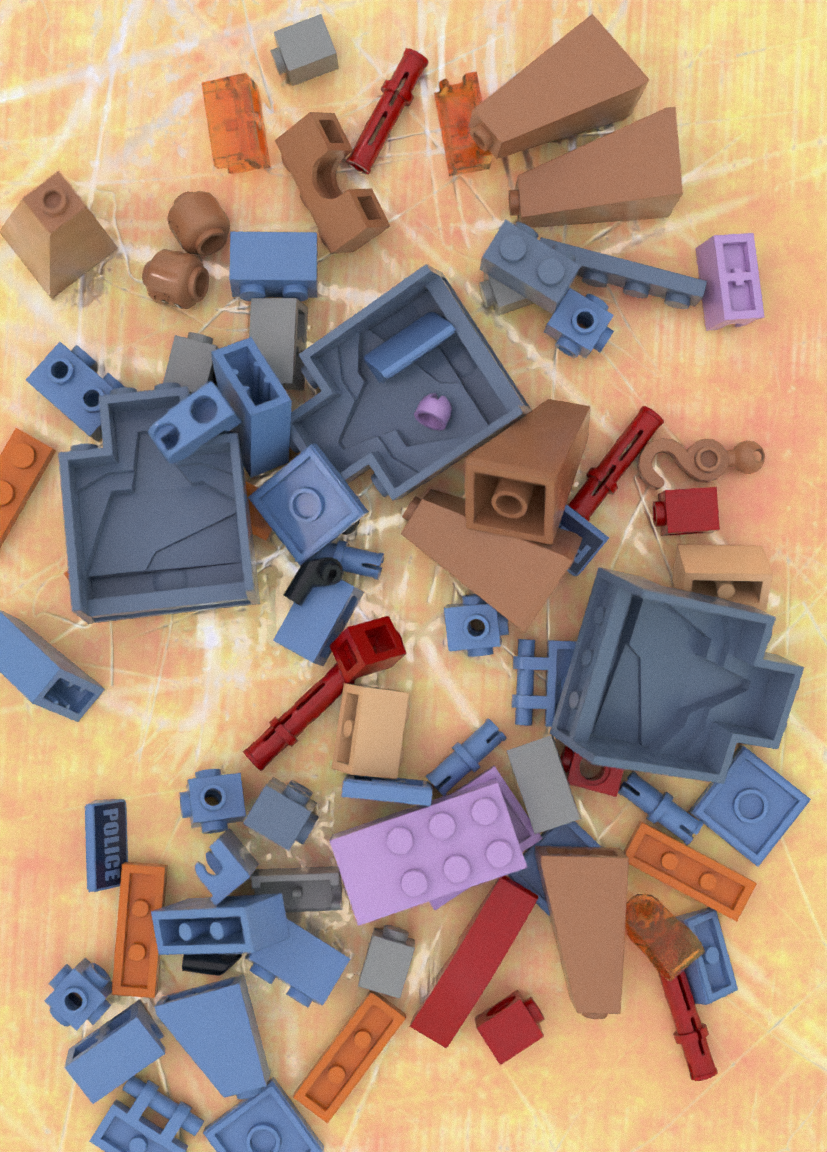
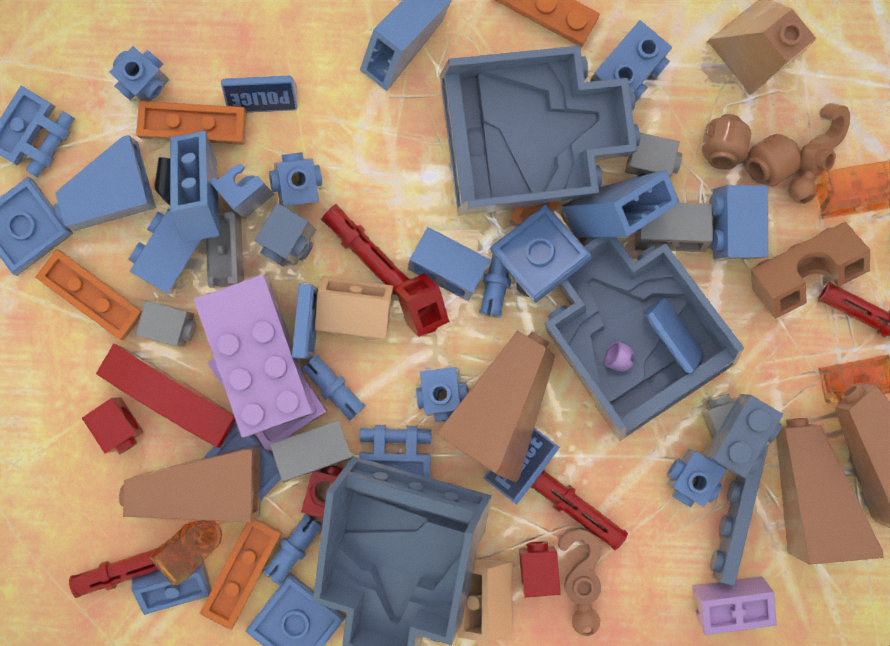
camera: 90 degrees right, 0 degrees up
(115, 1052) = (92, 104): medium blue hinge -> none
(192, 169) = (819, 153): none -> nougat piece
(193, 423) = (606, 155): medium blue leg -> none
(313, 574) = (482, 259): black arm -> none
(527, 472) = (569, 434): nougat slope -> none

